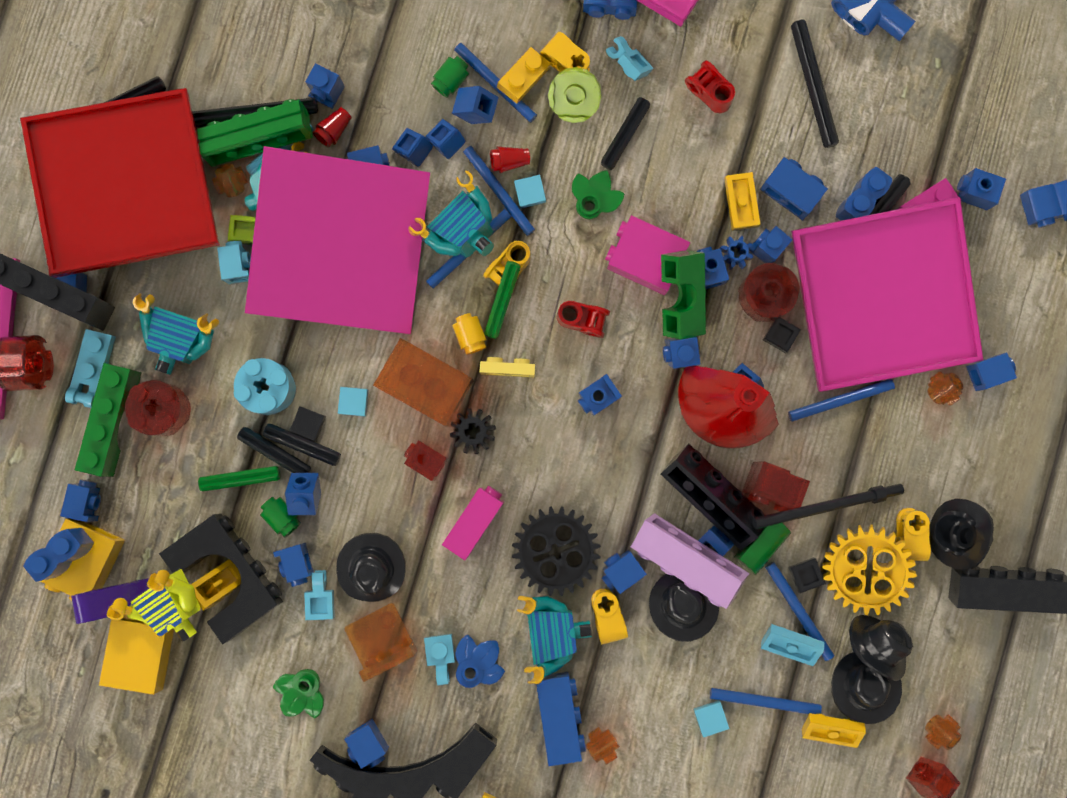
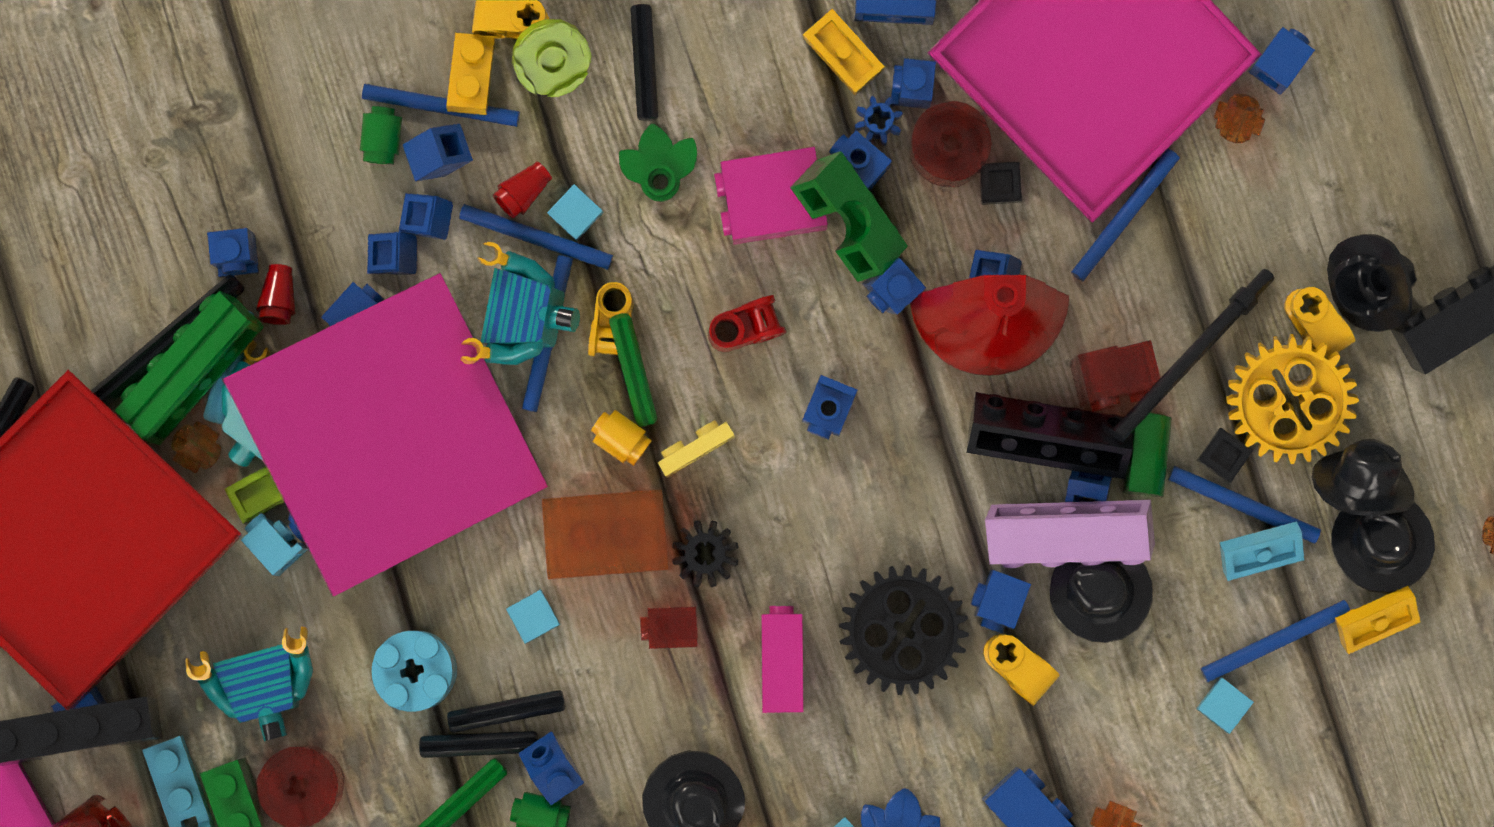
camera: 35 degrees left, 0 degrees up
(307, 423) = (495, 681): black tile -> none
(551, 635) = (965, 733): torso -> none

